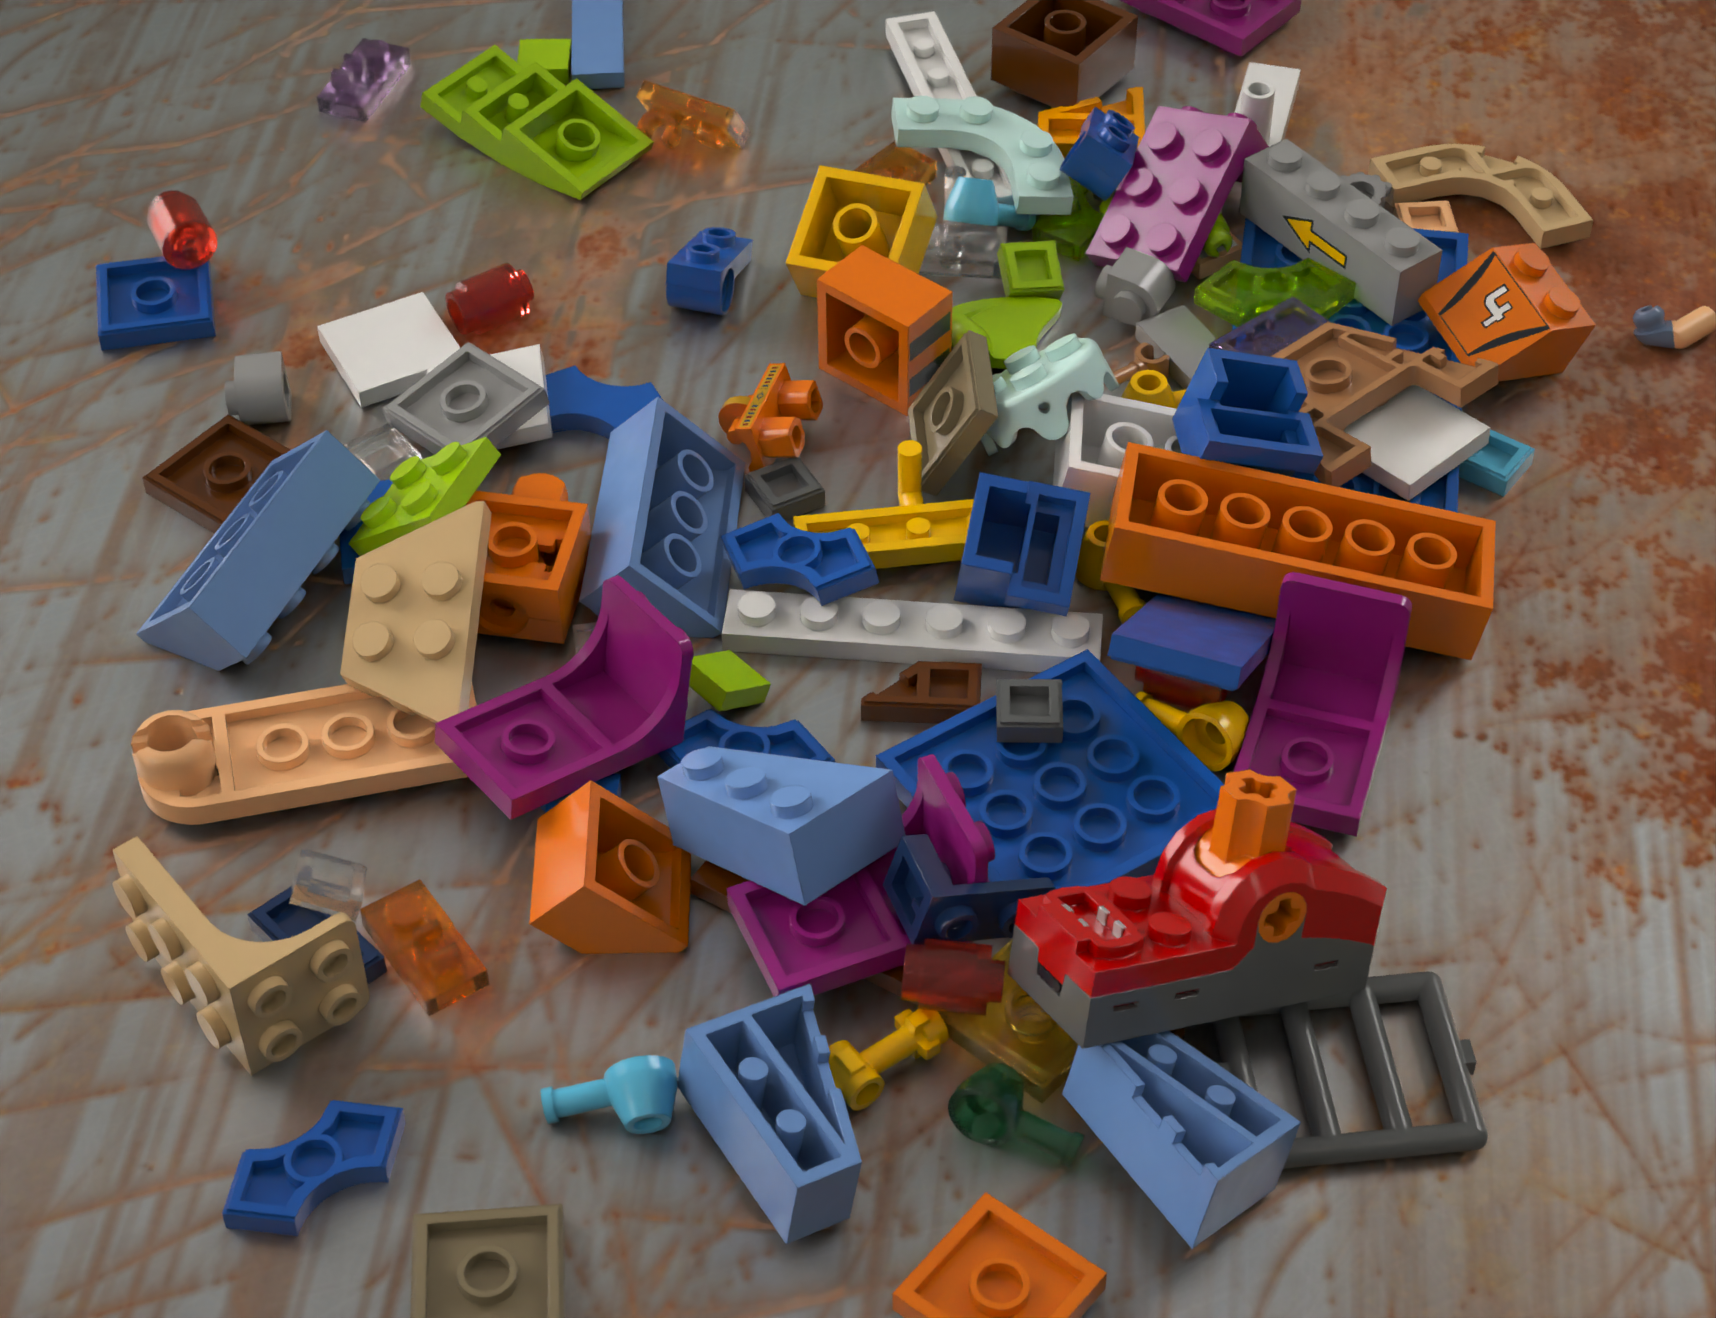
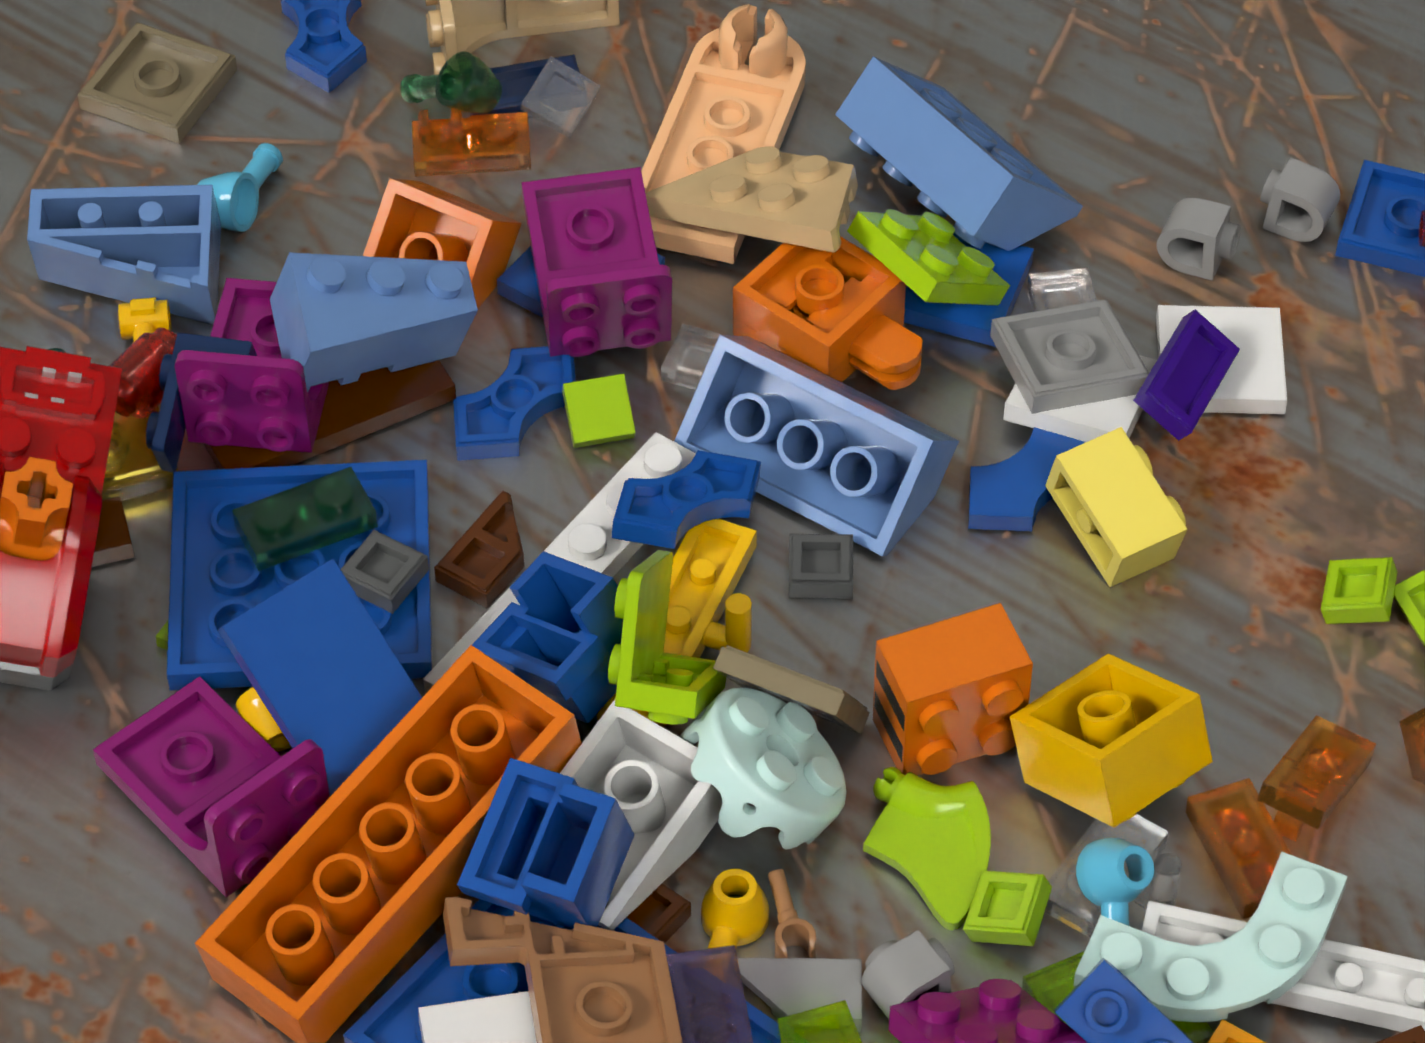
camera: 120 degrees right, 5 degrees up
(179, 350) = (1299, 201): none -> light grey plate
(213, 472) = (1119, 192): reddish brown tile -> none
(396, 941) = (461, 84): none -> clear green bar
(448, 327) = (1186, 375): none -> dark purple tile
(489, 299) = (1236, 439): clear red brick -> none
(596, 204) = (1359, 590): none -> lime tile
(617, 326) = (1116, 506): none -> light yellow brick
(705, 271) = (1181, 624): blue plate -> none
(772, 416) = (910, 573): orange hips -> none
(792, 161) = (1315, 776): none -> clear orange plate
(1008, 438) = (646, 677): none -> lime bracket
(1019, 789) = (304, 518): none -> clear green plate

